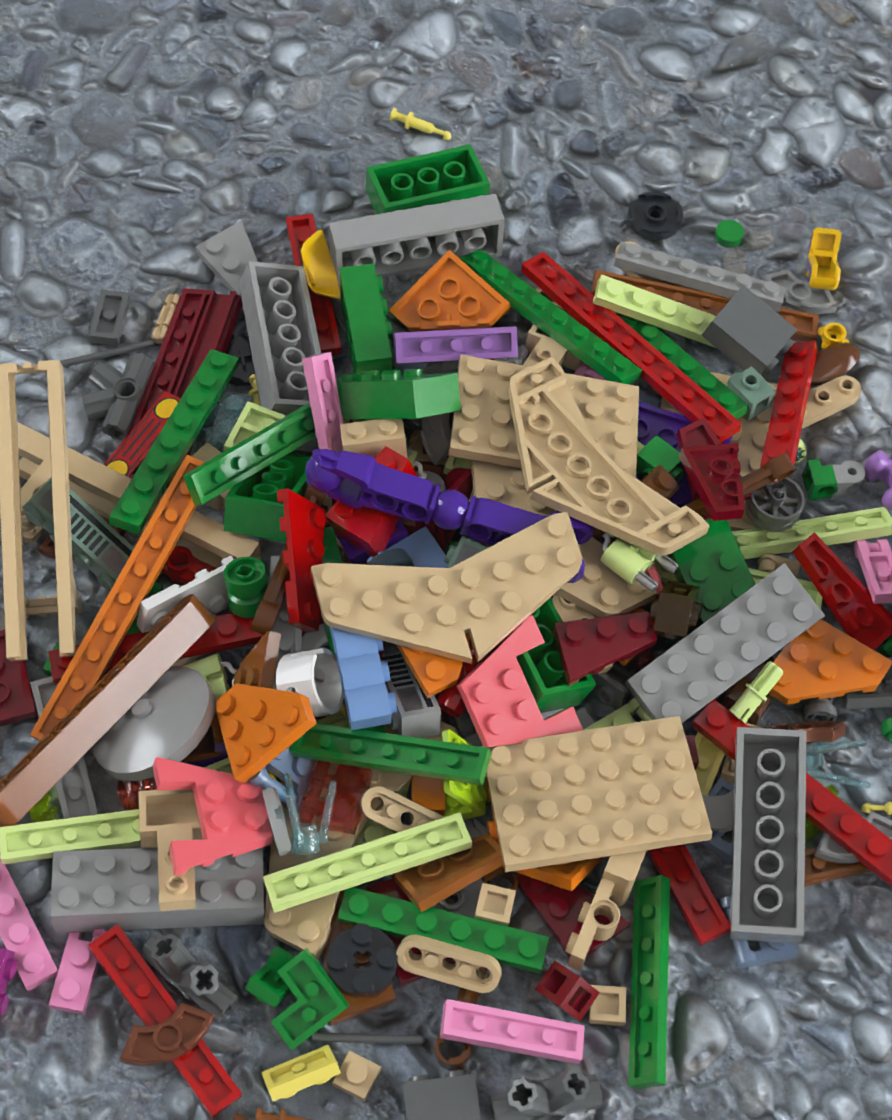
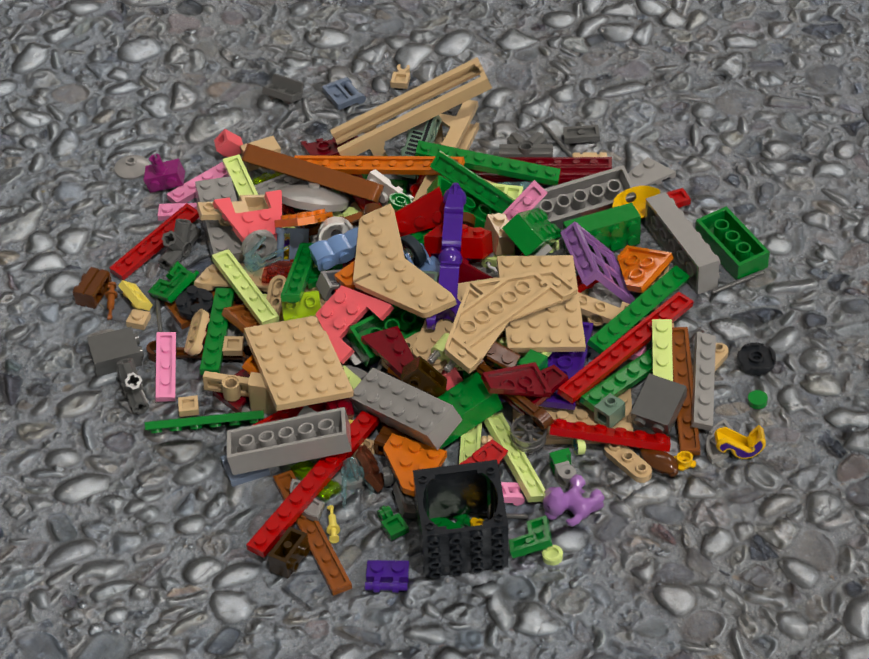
camera: 85 degrees right, 15 degrees down
(168, 1039) = (143, 241): copper tile -> none
(419, 124) = (791, 230): light yellow piece -> none
(567, 990) = (189, 384): dark red brick -> none
(756, 691) = (382, 430): yellowish green axle -> none

